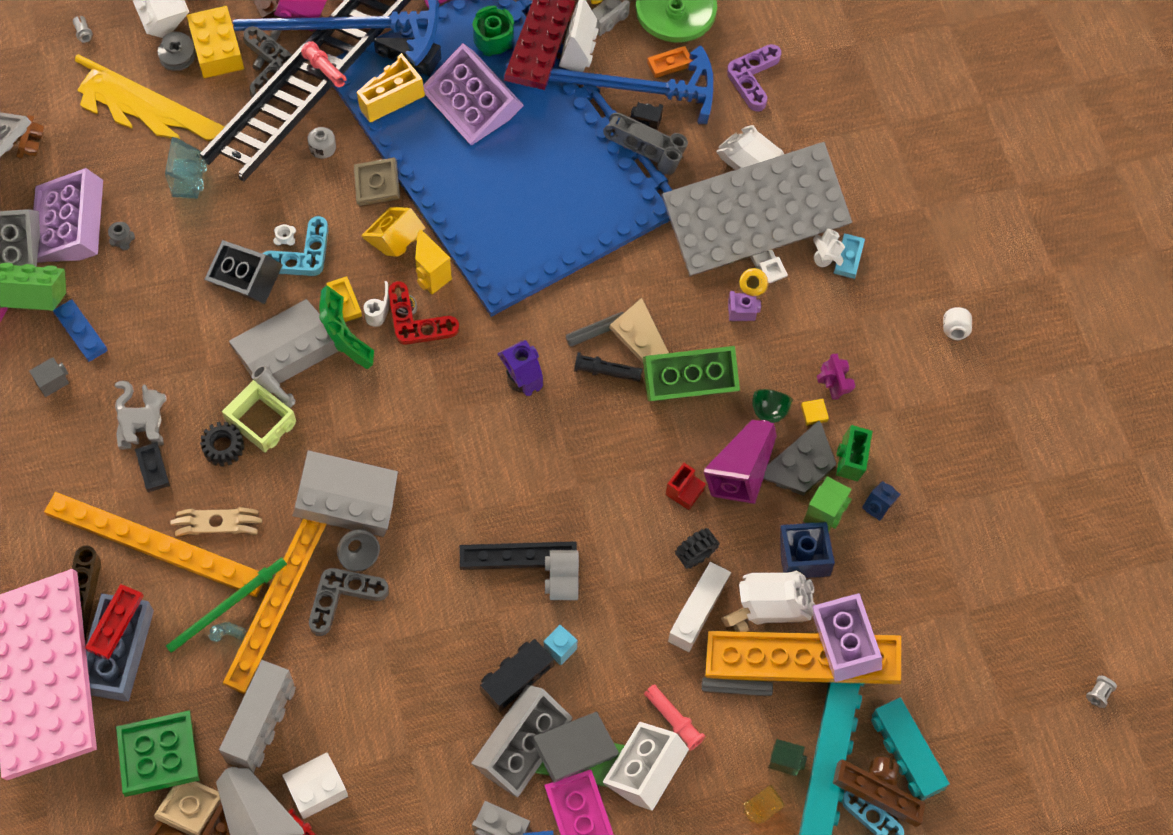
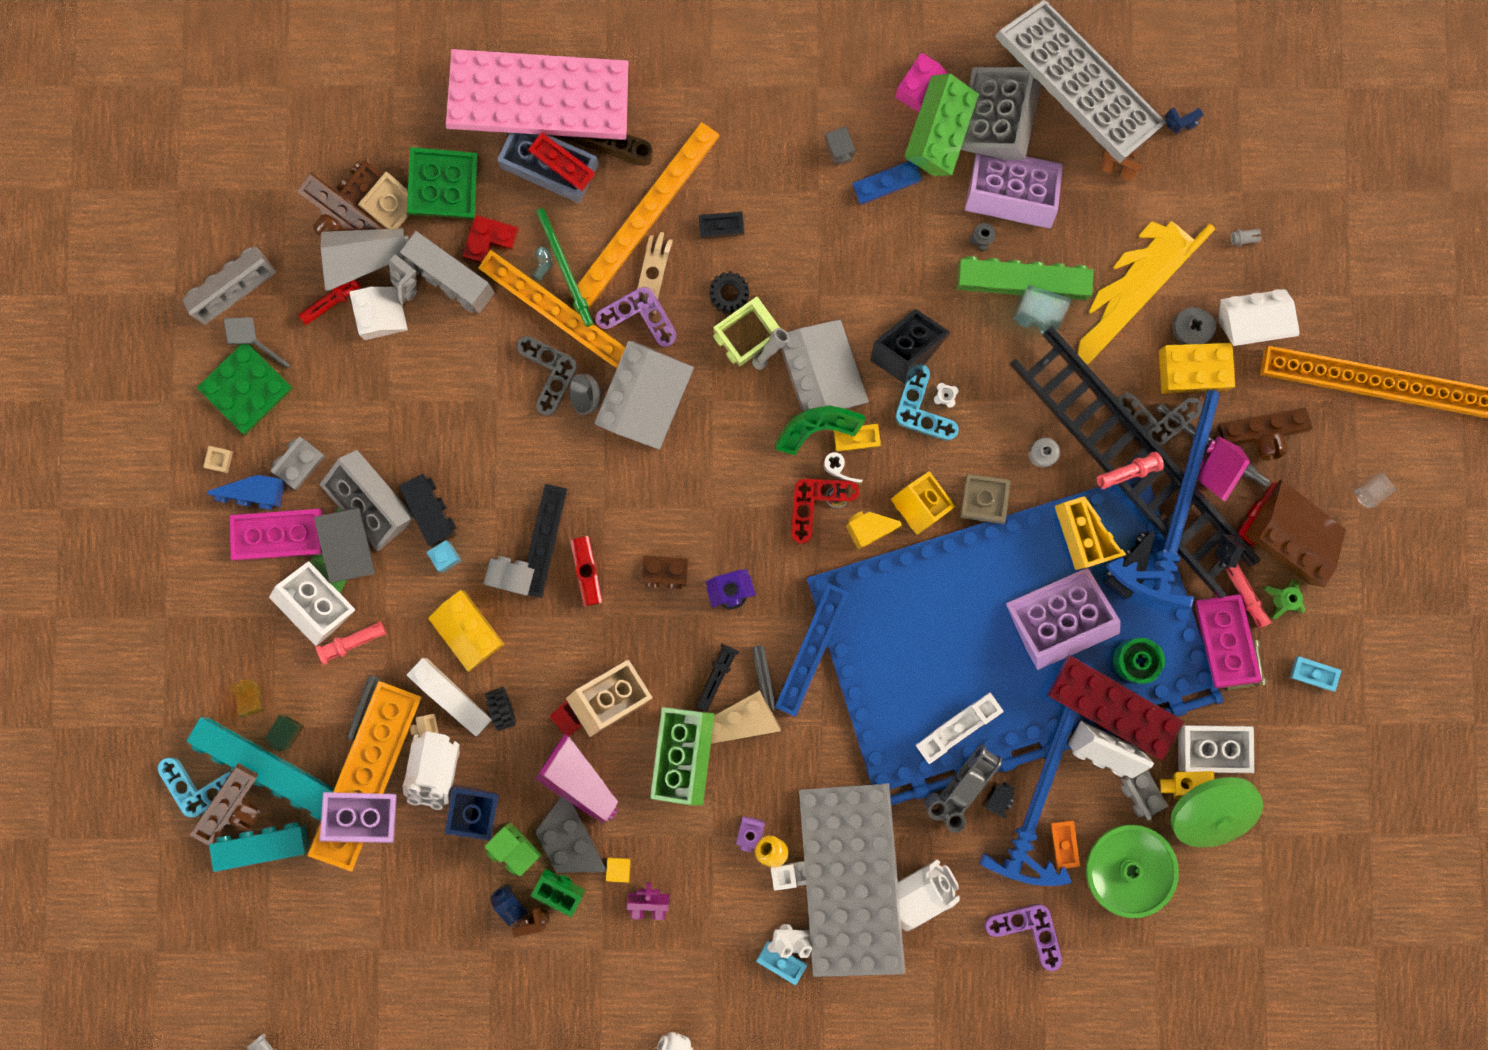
camera: 100 degrees right, 20 degrees up
(138, 419) = (773, 219): light grey animal -> none
(157, 198) = (1014, 277): none -> bright green brick
(204, 698) = (488, 232): none -> red plate
(256, 515) = (645, 309): none -> medium lavender beam
(272, 759) = (403, 278): none -> light grey bracket
(518, 438) = (664, 570): none -> reddish brown bracket
(525, 513) = (589, 585): none -> red piece
(557, 289) = (812, 649): none -> blue plate
(591, 156) = (959, 727): none -> white slope
(629, 605) = (466, 630): none -> yellow slope
(657, 447) = (609, 698): none -> tan brick
(771, 405) = (633, 828): dark green helmet -> none
(892, 465) = (532, 924): none -> reddish brown bracket

